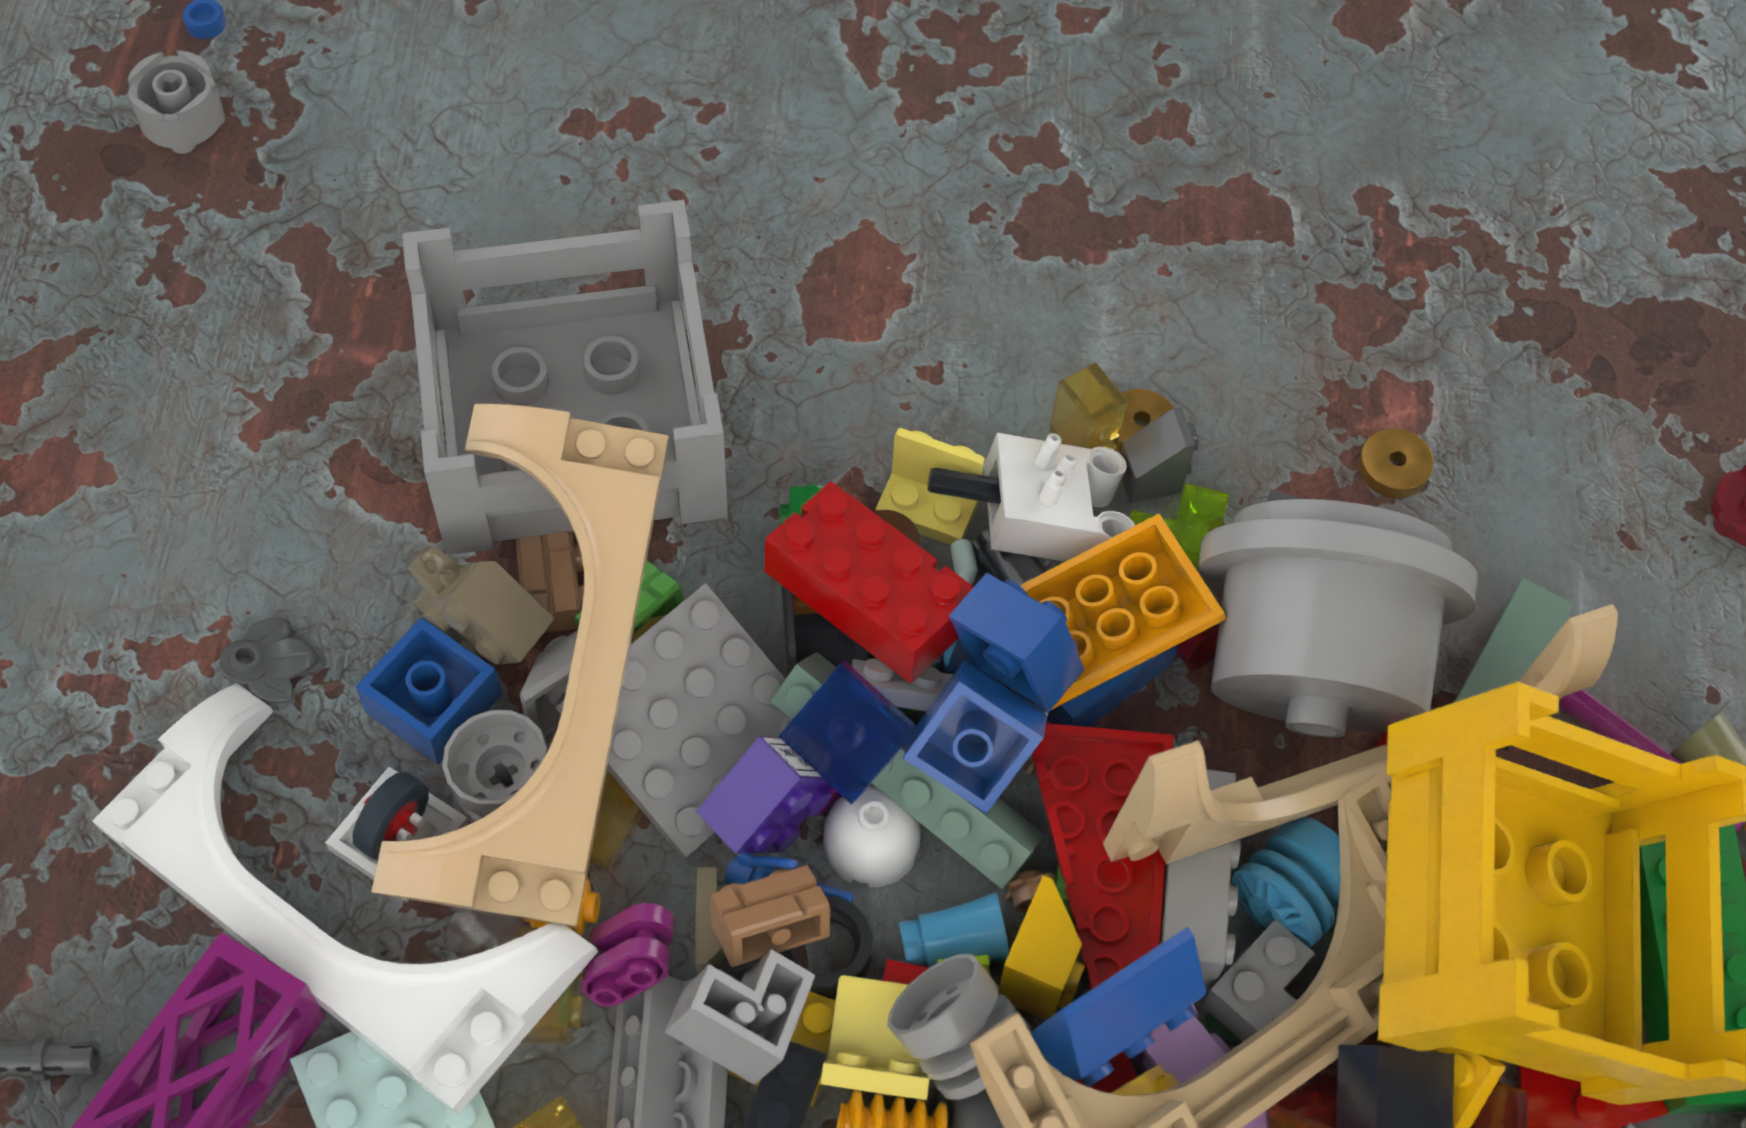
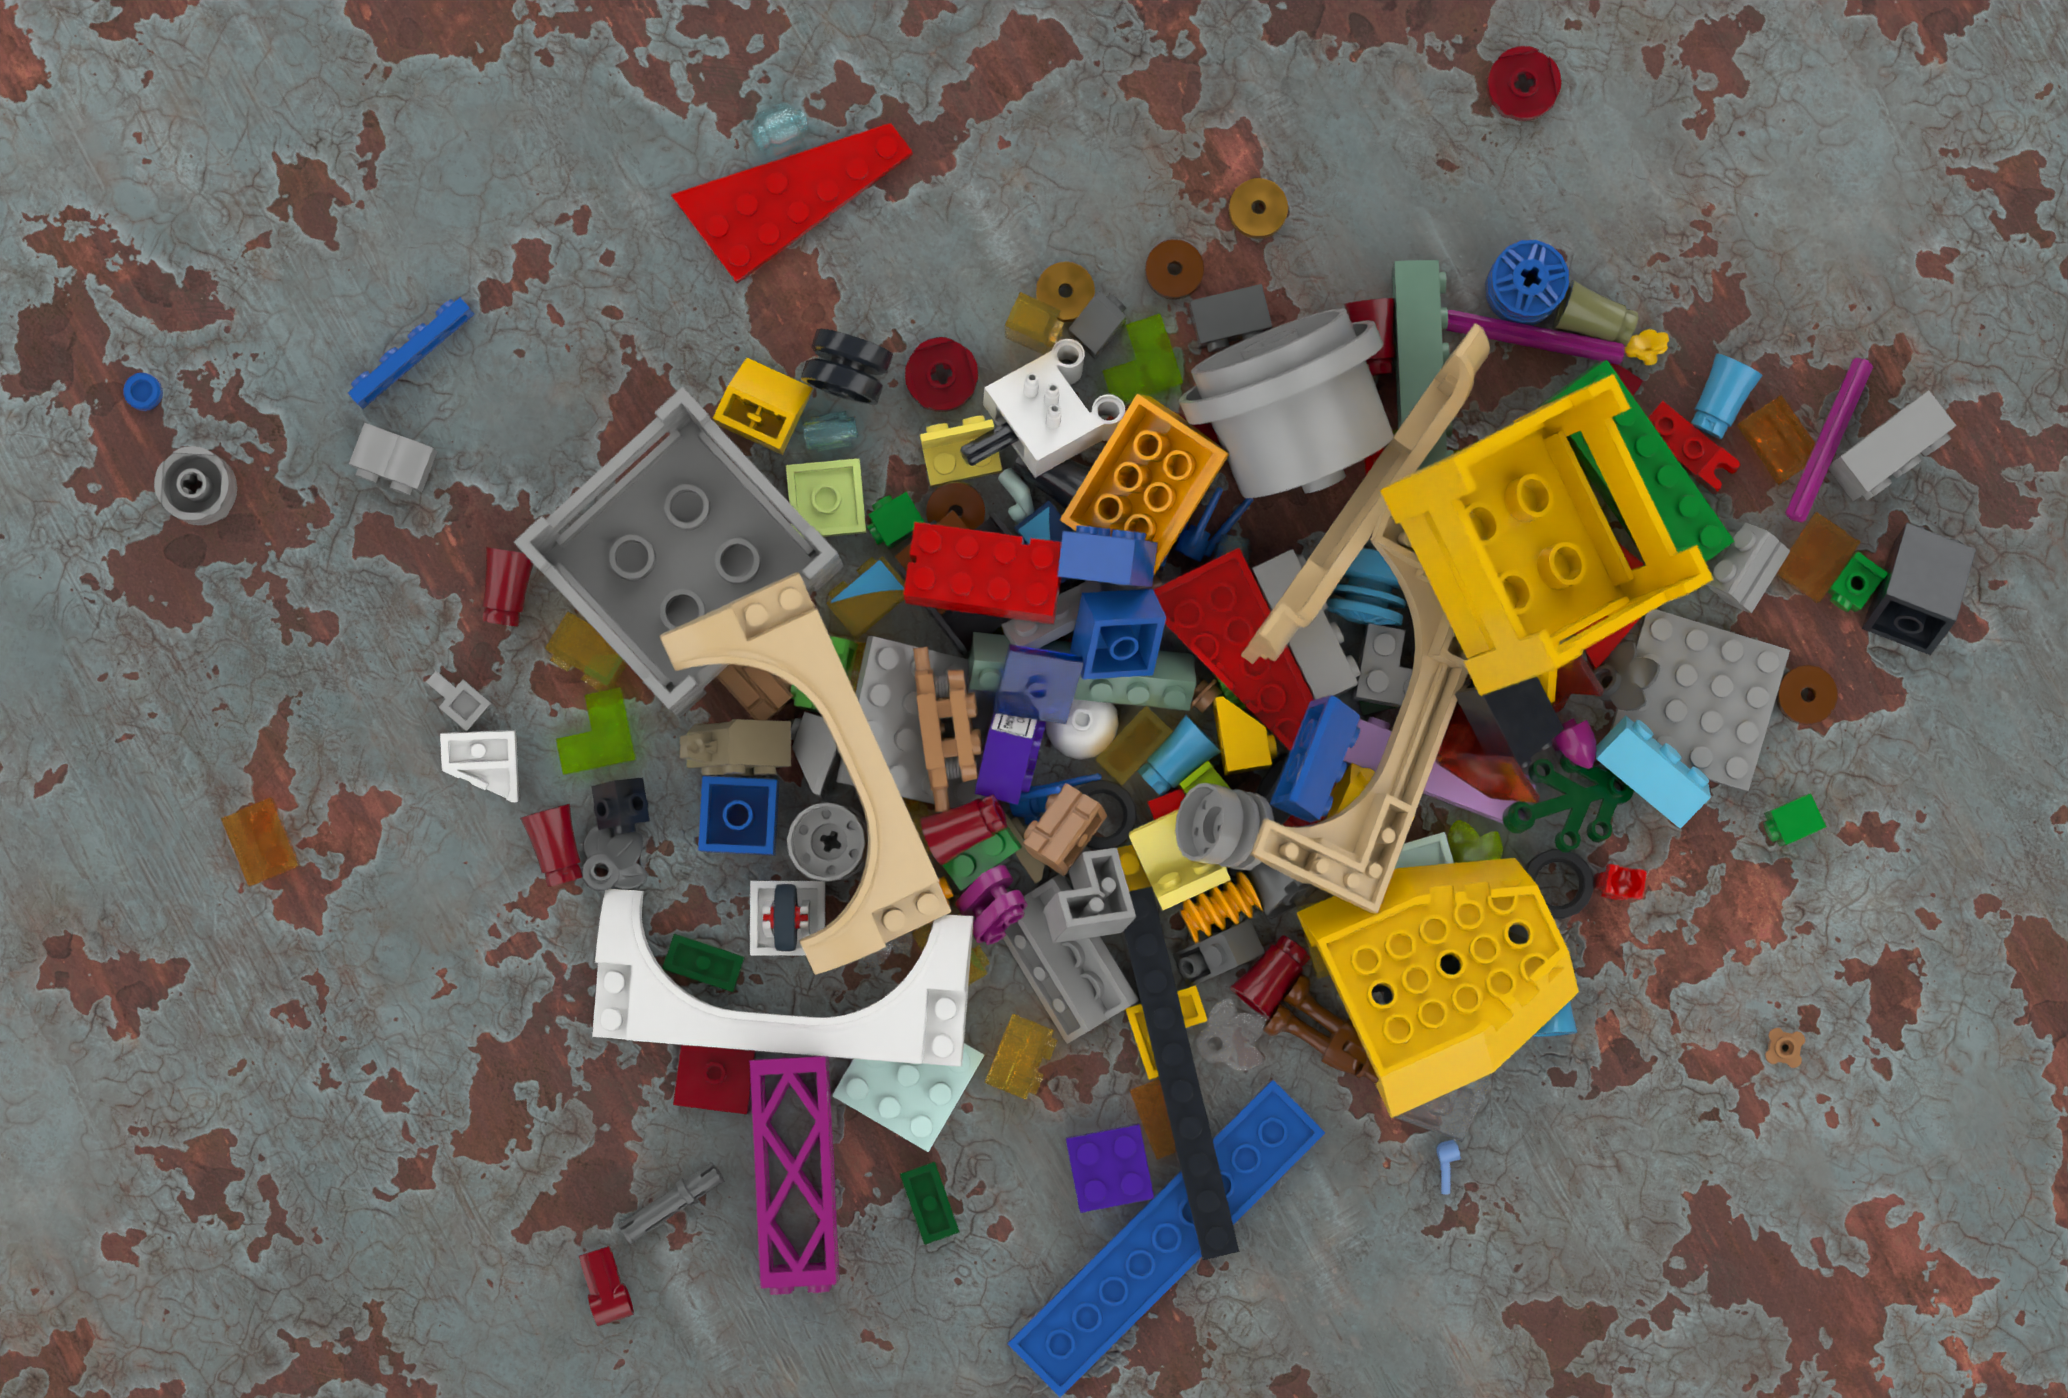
camera: 30 degrees left, 25 degrees up
(169, 945) = (714, 1078): none -> dark red plate
(222, 600) = (554, 844): none -> dark red plant
(224, 486) = (483, 759): none -> white wing
(251, 421) = (461, 702): none -> light grey plate
(272, 821) = (703, 962): none -> dark green plate
(319, 605) = (620, 805): none -> black brick
(356, 549) = (608, 741): none -> clear neon green plate
(372, 185) = (392, 458): none -> light grey brick
(379, 345) = (505, 586): none -> dark red plant
(398, 439) = (581, 646): none -> clear yellow brick
(463, 115) = (399, 361): none -> blue plate
(654, 837) = (962, 827): none -> dark red plant
(669, 880) = (980, 858): none -> green bracket
(714, 718) = (965, 743): none -> medium nougat piece
(731, 569) = (867, 597): none -> clear yellow brick
(756, 340) = (762, 405): none -> yellow slope
(765, 458) = (828, 496): none -> yellowish green plate
(809, 402) = (830, 431): none -> clear light blue brick
(869, 345) = (847, 366): none -> black wheel
(895, 193) = (772, 205): none -> red wing
(910, 886) = (1133, 746): none -> clear yellow brick
(953, 133) = (779, 129): none -> clear light blue head
(967, 397) = (953, 357): none -> dark red plate
(1127, 714) = (1195, 541): none -> blue plant
(1273, 450) = (1174, 252): none -> reddish brown piece
(1462, 643) = (1382, 313): none -> dark red plant
(1667, 682) = (1505, 281): none -> blue wheel

